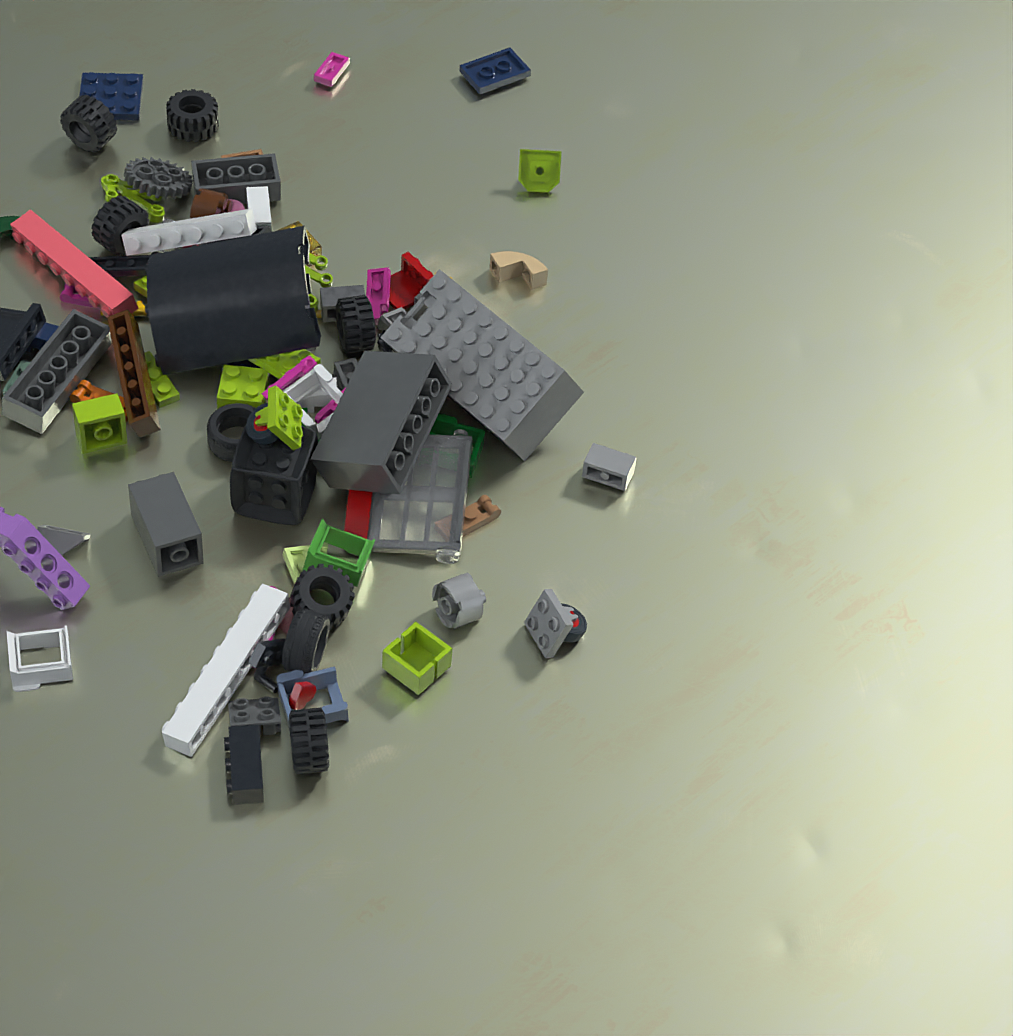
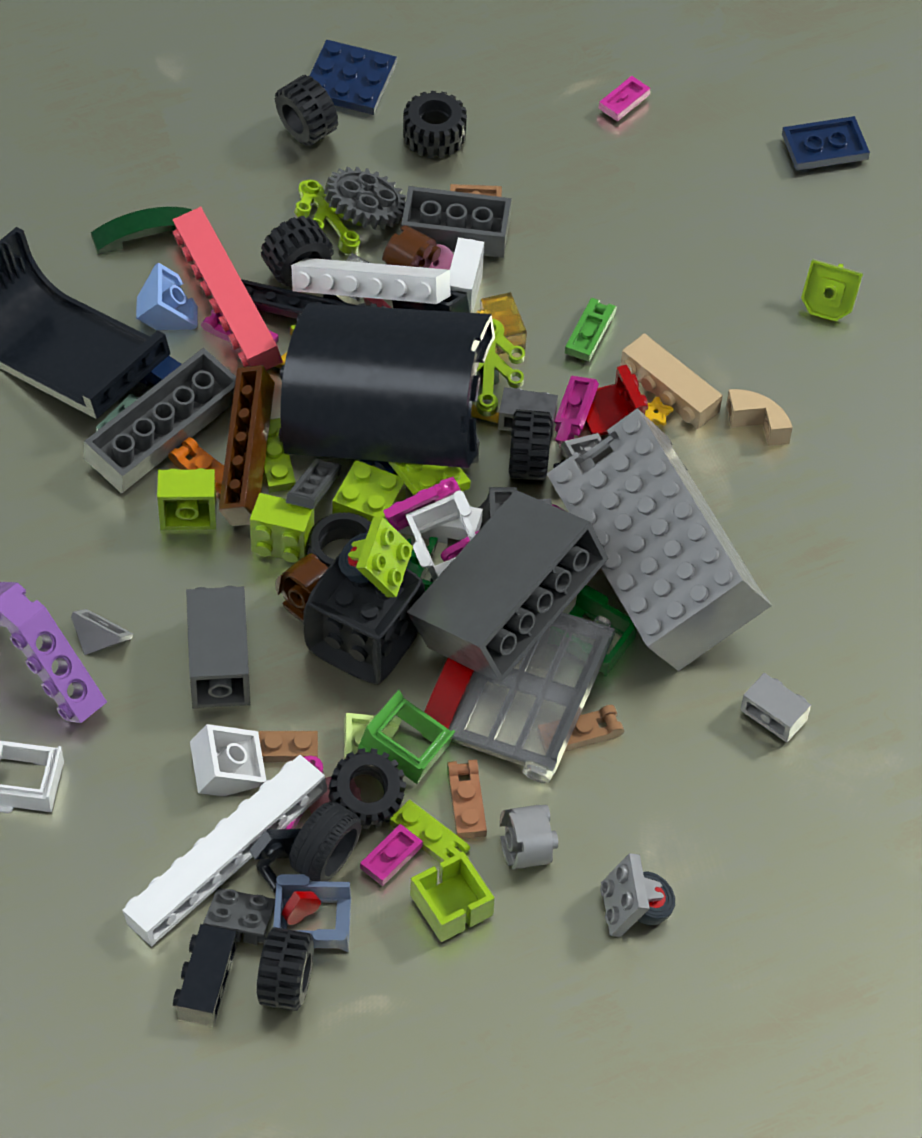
camera: 20 degrees right, 5 degrees up
(24, 287) = (164, 303): none -> light blue slope
(183, 427) = (280, 528): none -> lime brick
(197, 388) = (314, 483): none -> dark grey tile
(202, 605) = (227, 760): none -> white slope
(215, 465) = (299, 582): none -> reddish brown brick
(243, 585) = (287, 745): none -> medium nougat plate
(357, 642) = (391, 855): none -> dark pink plate
(367, 236) = (590, 329): none -> bright green plate
(378, 620) = (436, 838): none -> lime hinge
(399, 589) = (467, 800): none -> nougat plate
(437, 254) = (671, 381): none -> tan brick

